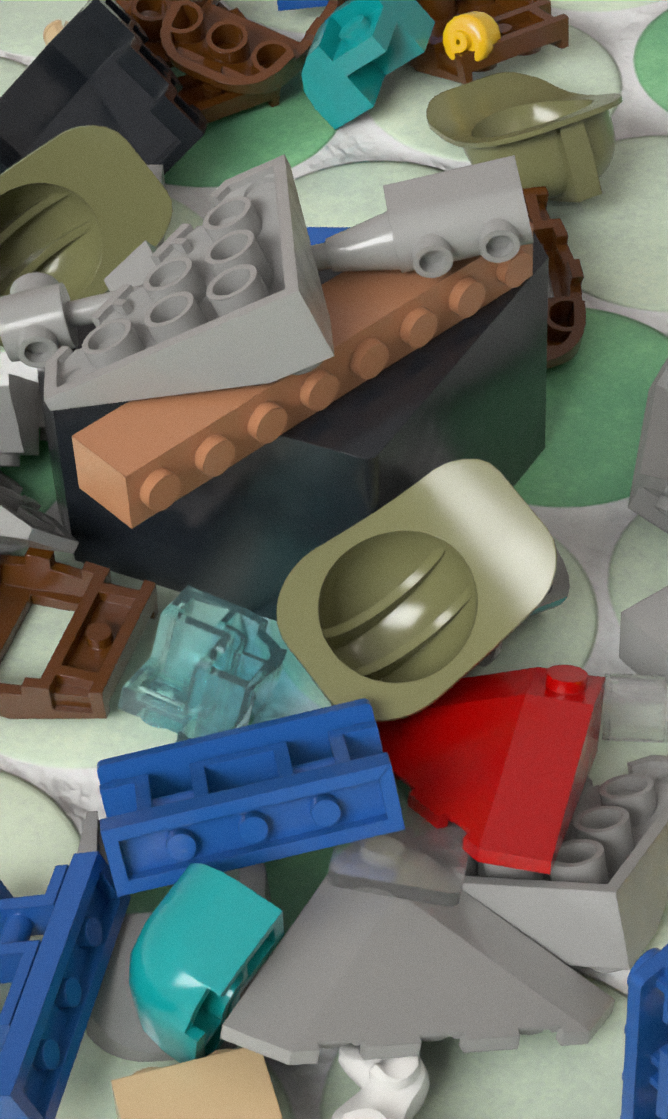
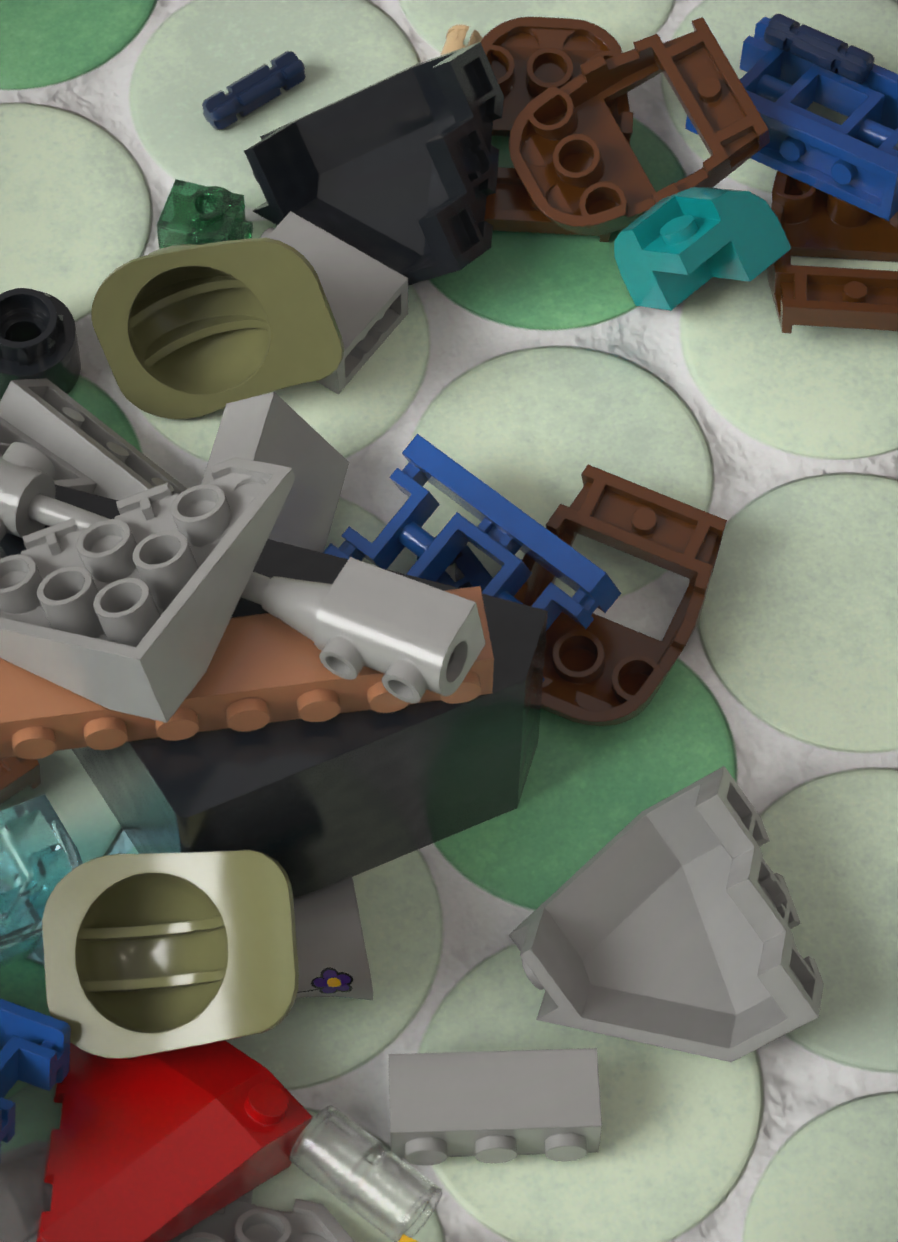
camera: 30 degrees right, 15 degrees up
(471, 32) = (814, 285): yellow piece -> none
(554, 133) = (781, 431): olive piece -> none

